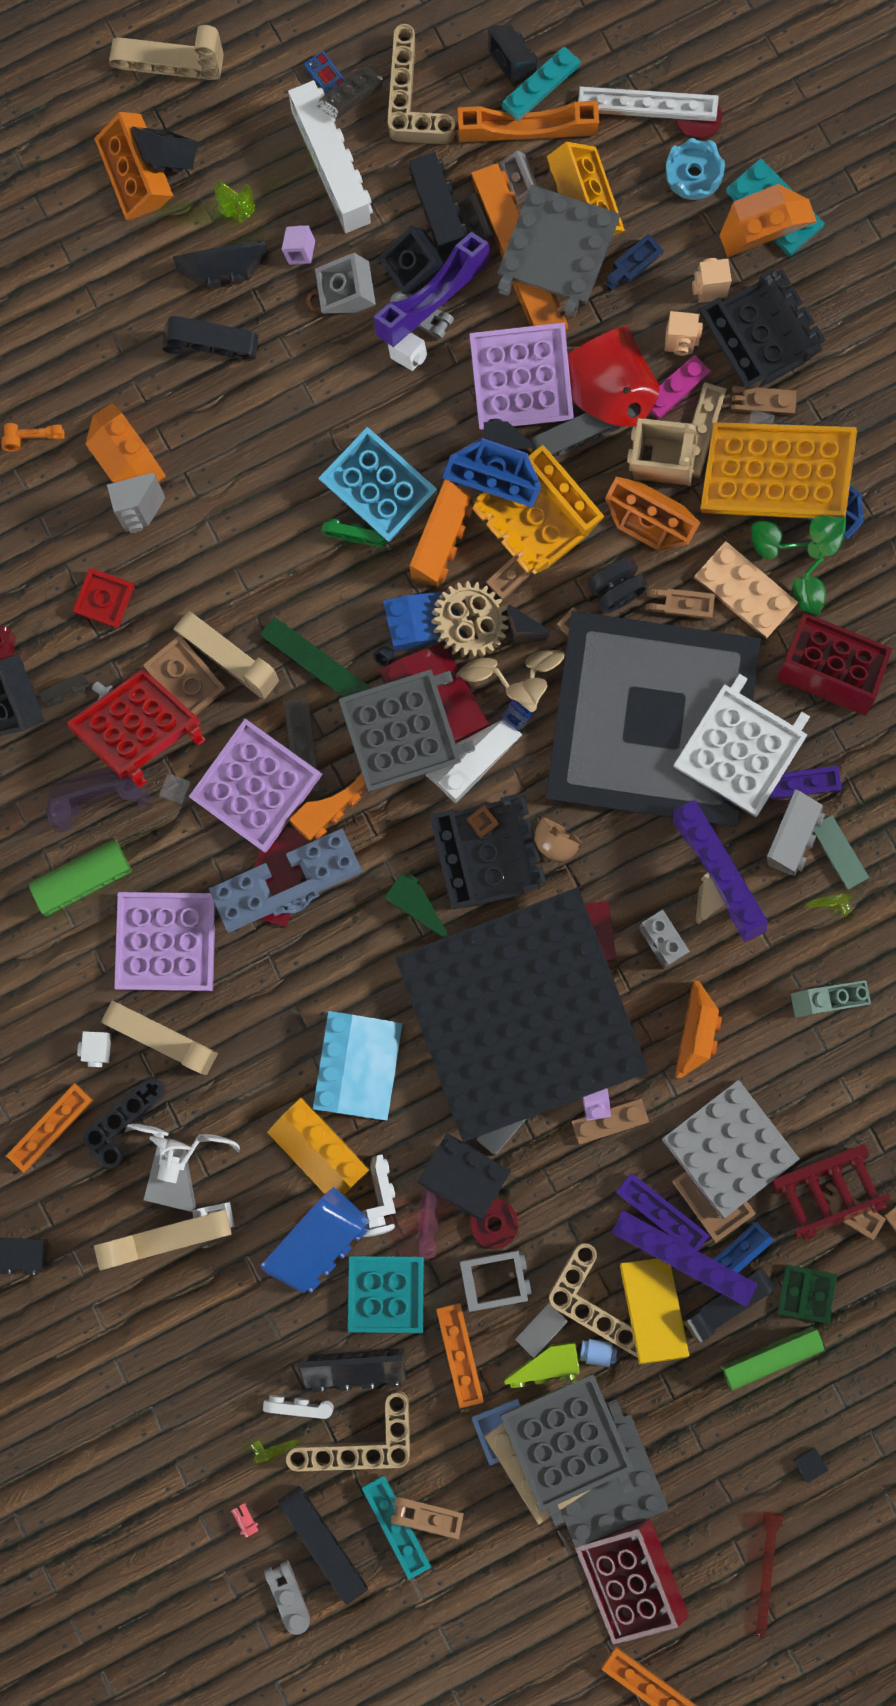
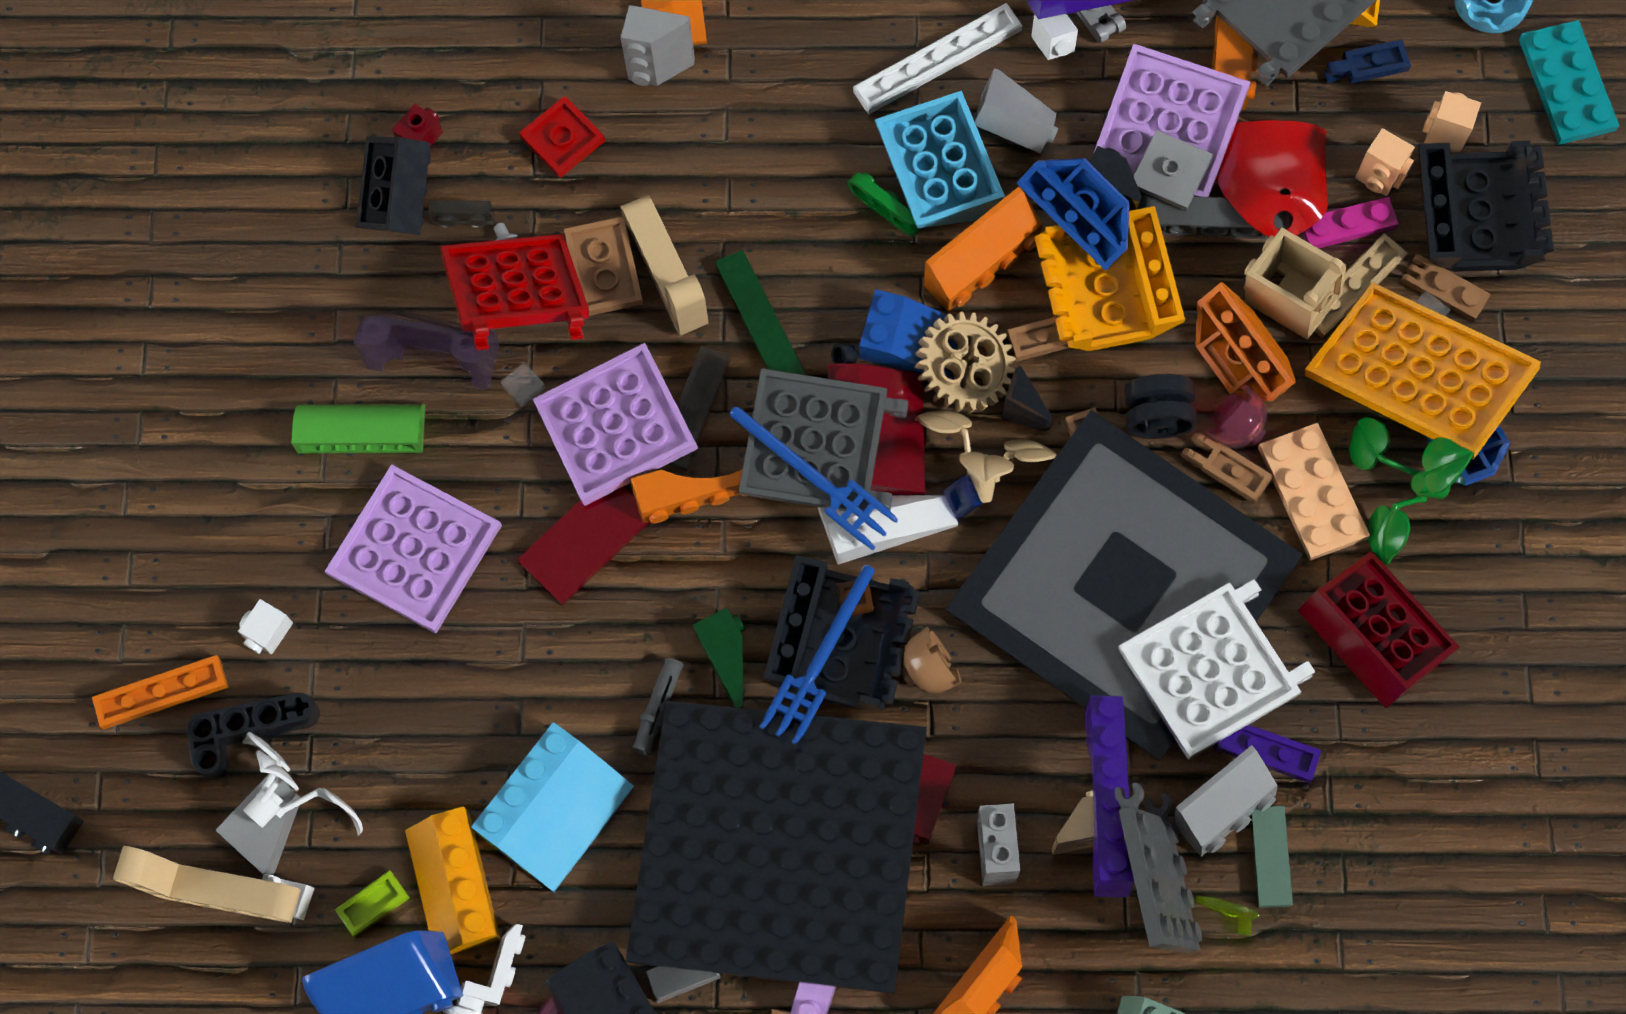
camera: 25 degrees right, 10 degrees down
(159, 1038) = (344, 654): tan beam -> none
(249, 898) = (538, 541): sand blue plate -> none
(272, 1191) = (372, 903): none -> lime tile
(334, 407) = (937, 58): none -> white tile
(389, 965) = (653, 717): none -> dark grey pin
(410, 423) = (1015, 113): none -> light grey slope
(437, 760) = (837, 495): none -> blue piece
(483, 898) = (806, 683): none -> blue piece
(540, 412) = (1172, 170): none -> light grey plate
(673, 566) = (1239, 420): none -> clear pink cylinder
(764, 218) = (1549, 84): orange wedge -> none
(777, 905) = (1158, 873): none -> dark grey plate

